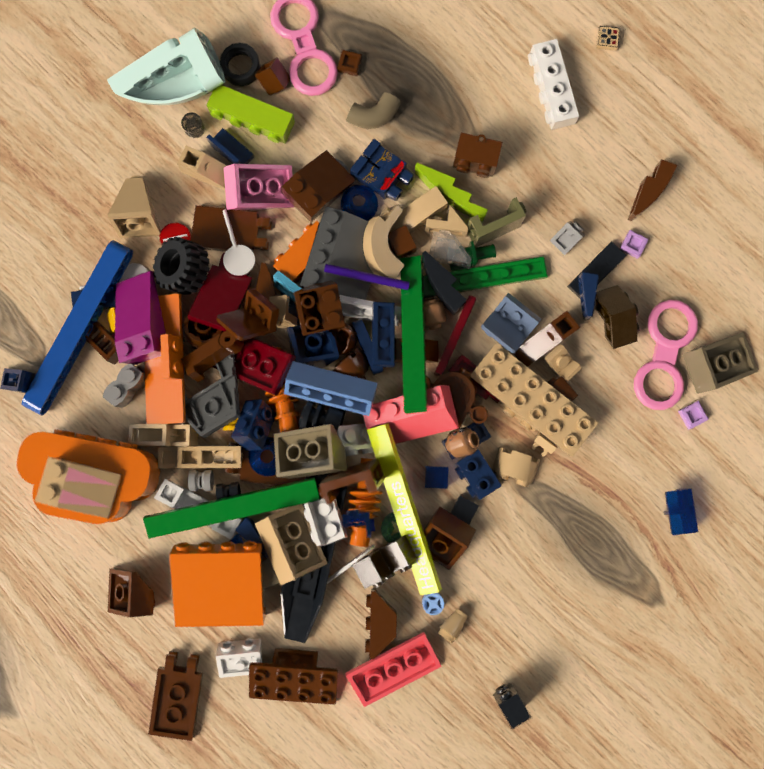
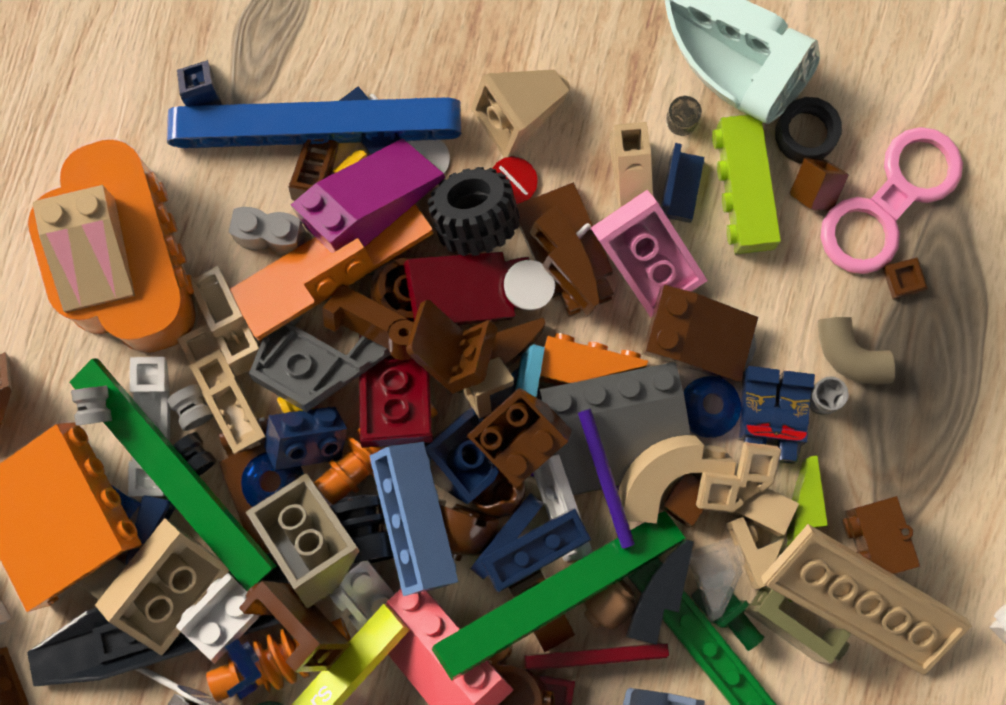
camera: 60 degrees right, 5 degrees down
(169, 531) = (91, 405): none -> light grey wheel
(237, 230) = (566, 259): none -> reddish brown slope
(389, 135) = (834, 392): none -> light grey wheel
(408, 199) = (729, 492): none -> tan tile
(503, 180) = (865, 600): none -> tan tile

